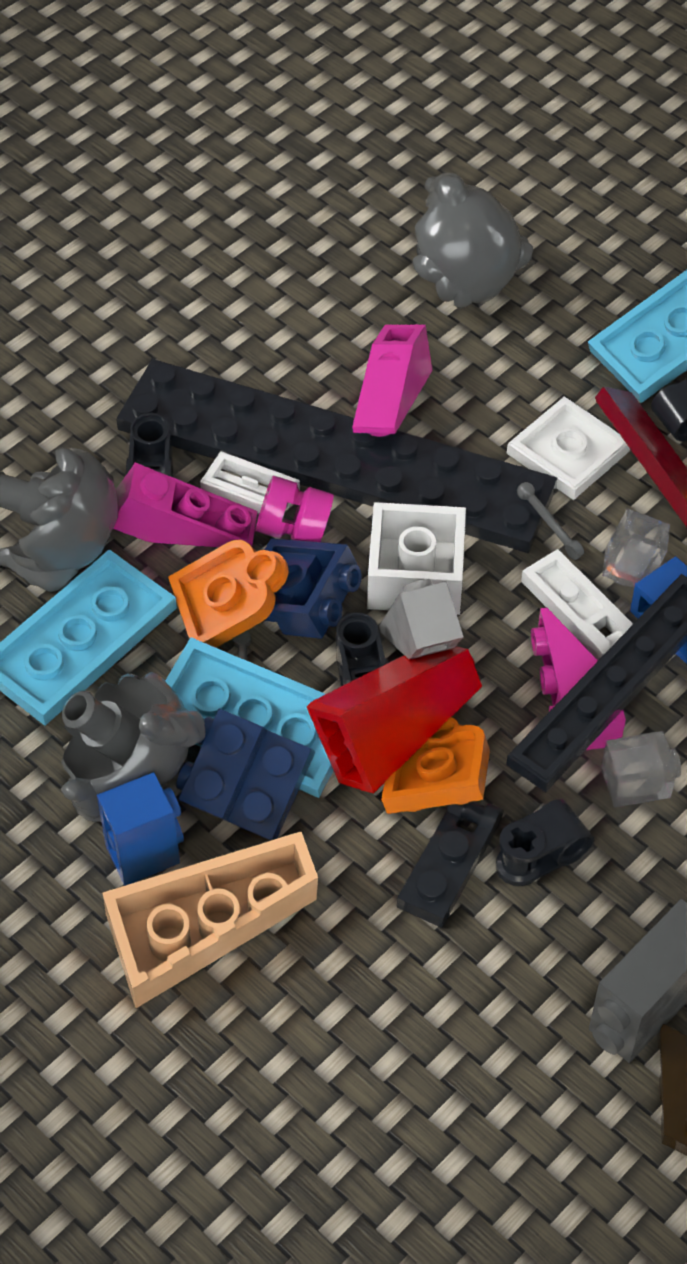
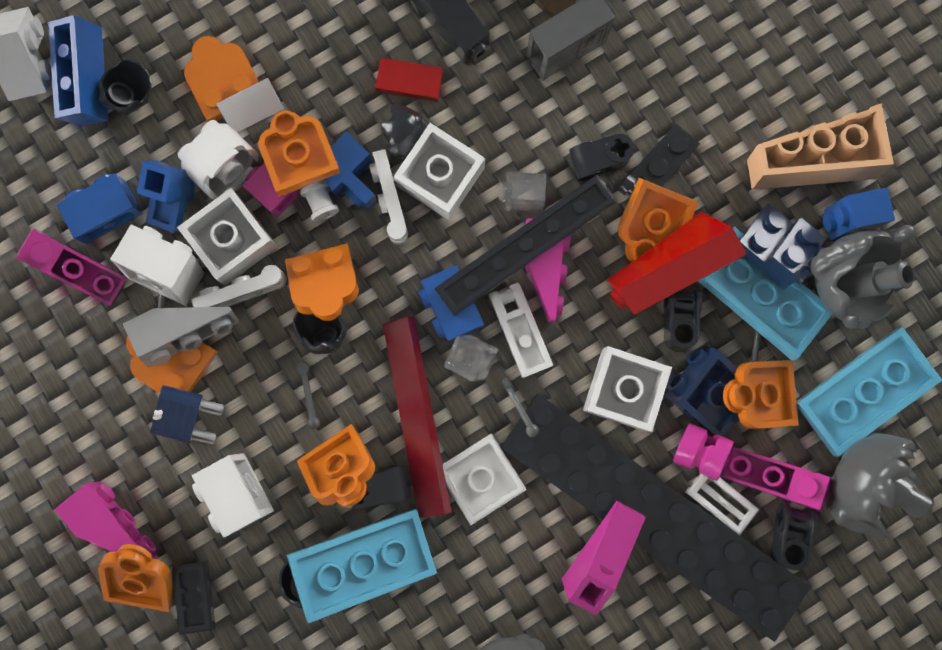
camera: 170 degrees left, 30 degrees up
(422, 620) = (647, 313): light grey slope -> none

